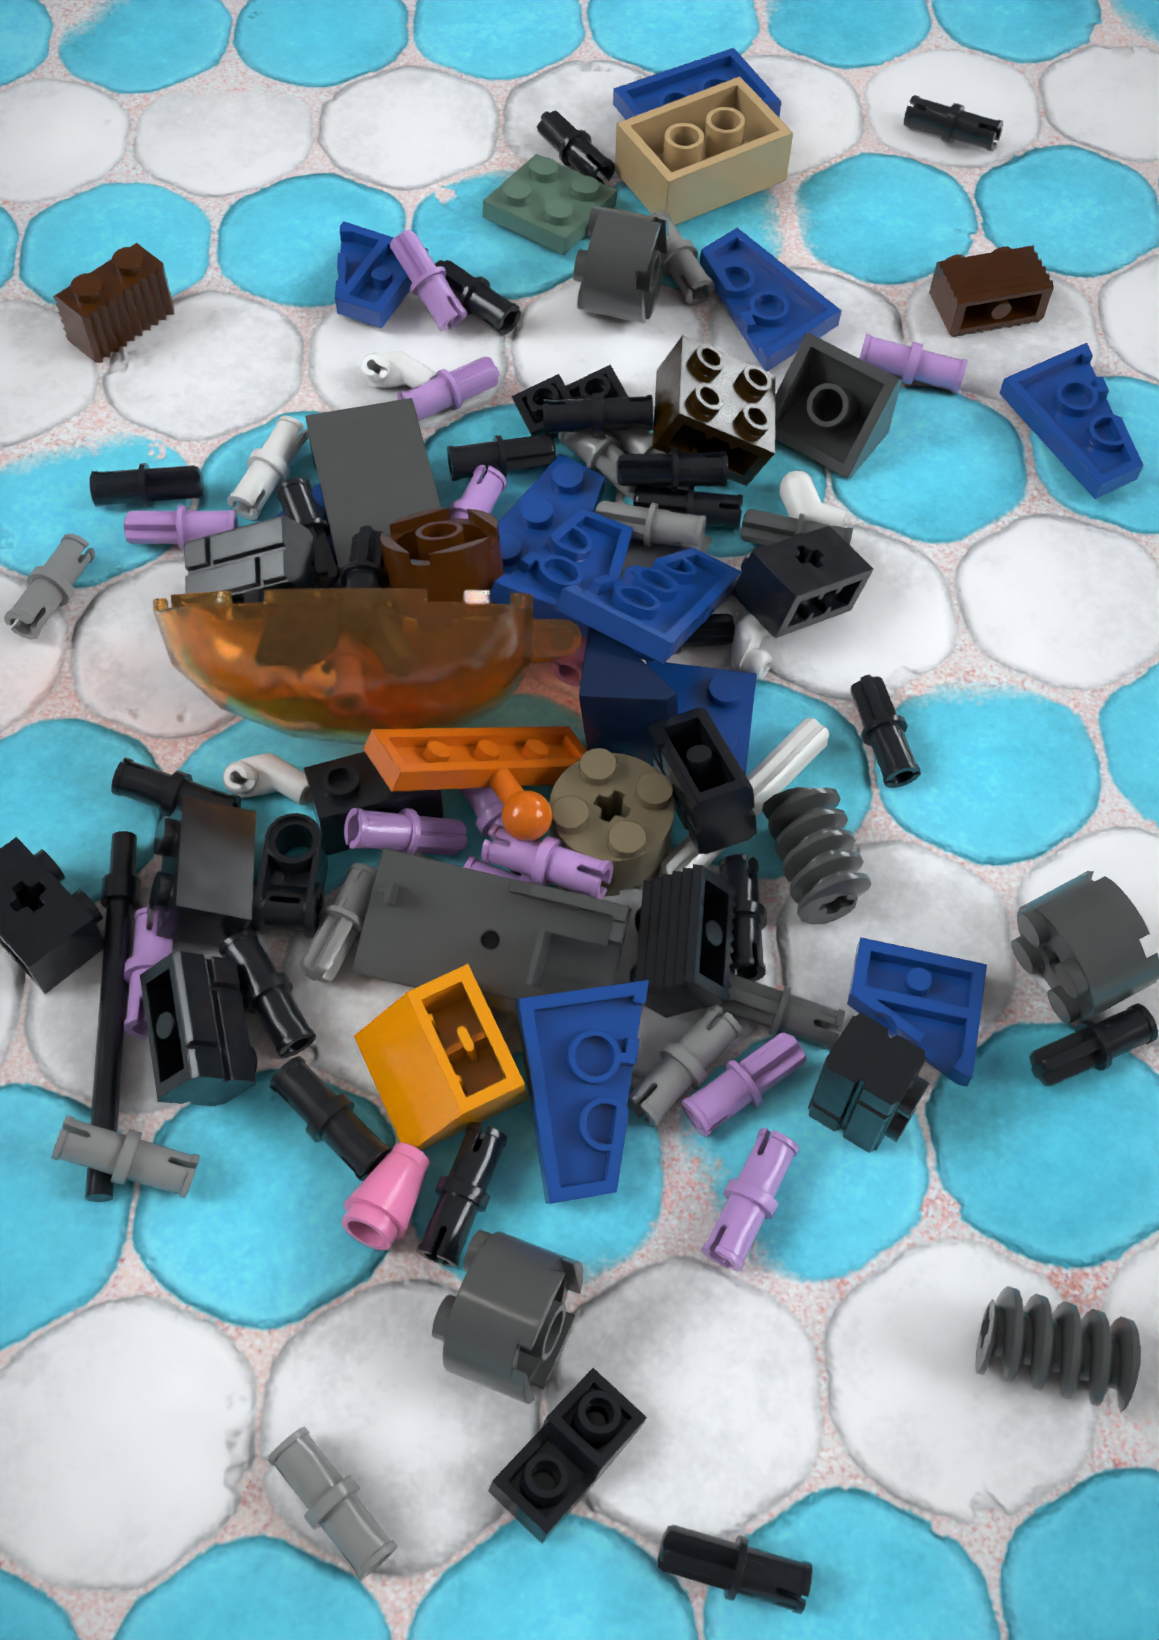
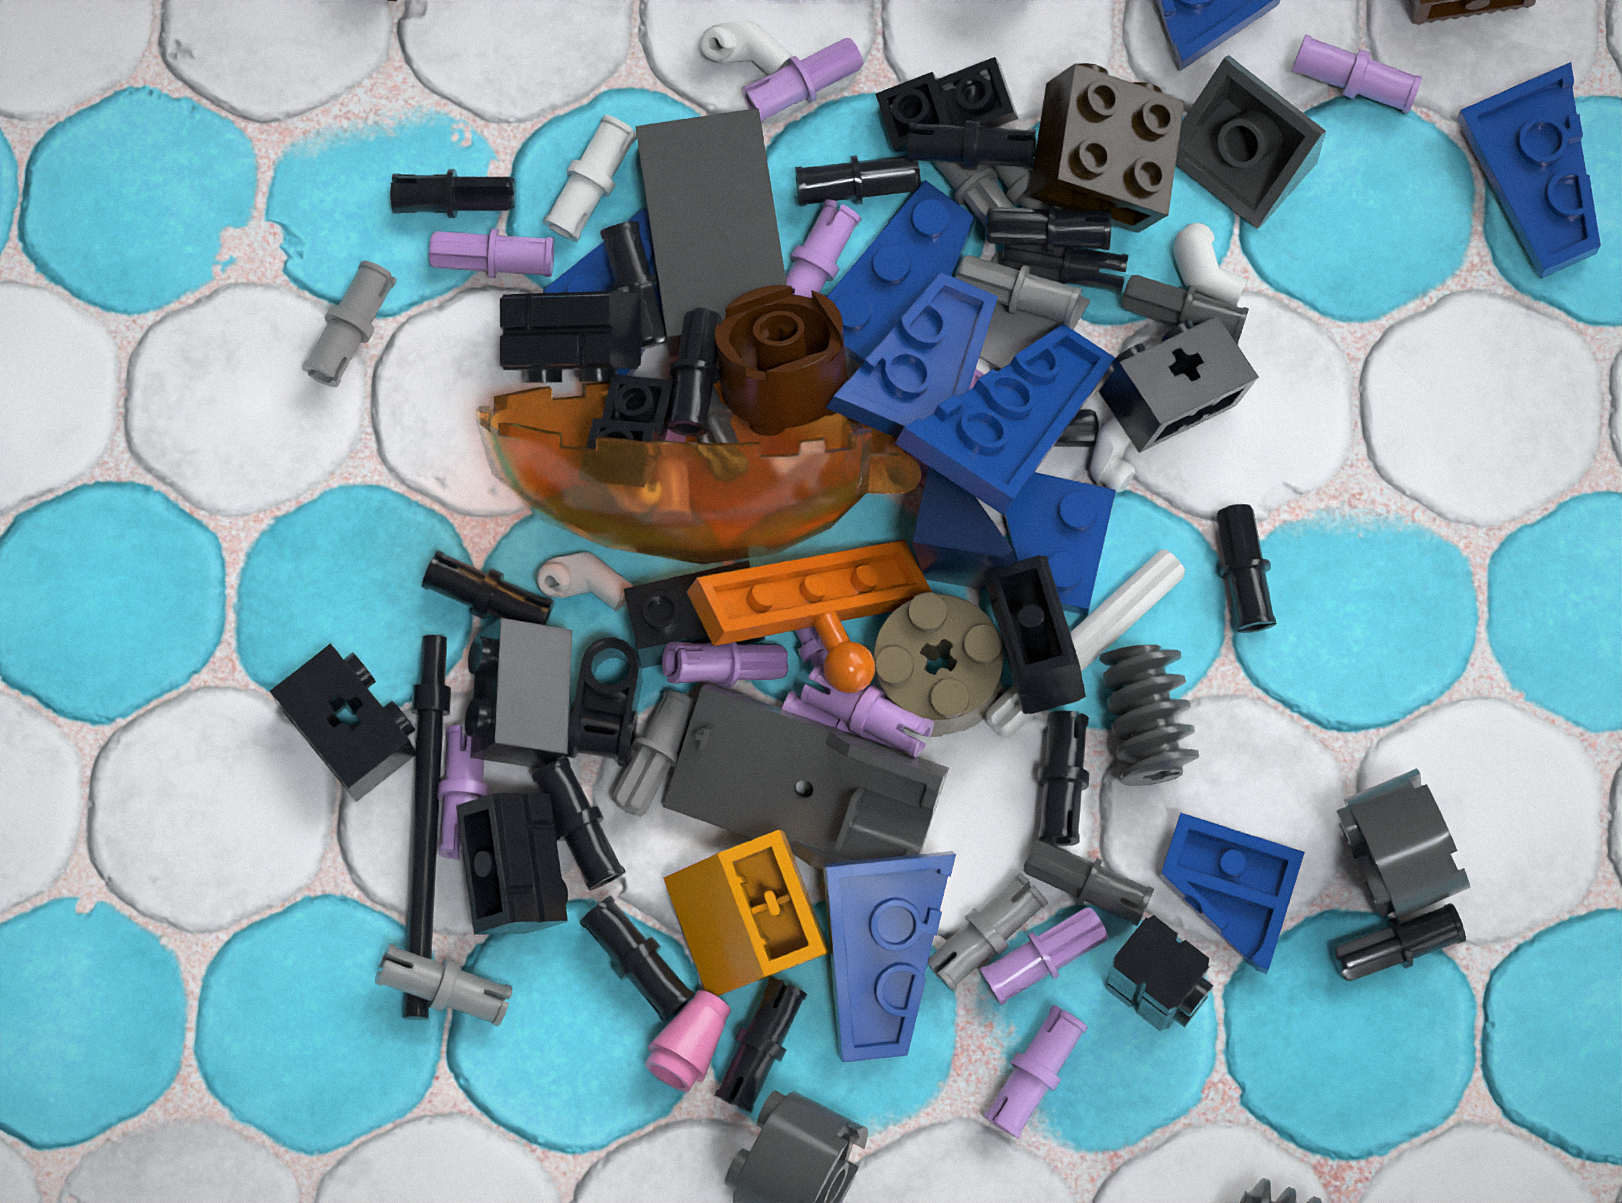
camera: 10 degrees right, 15 degrees up
(685, 940) = (999, 805): black brick -> none

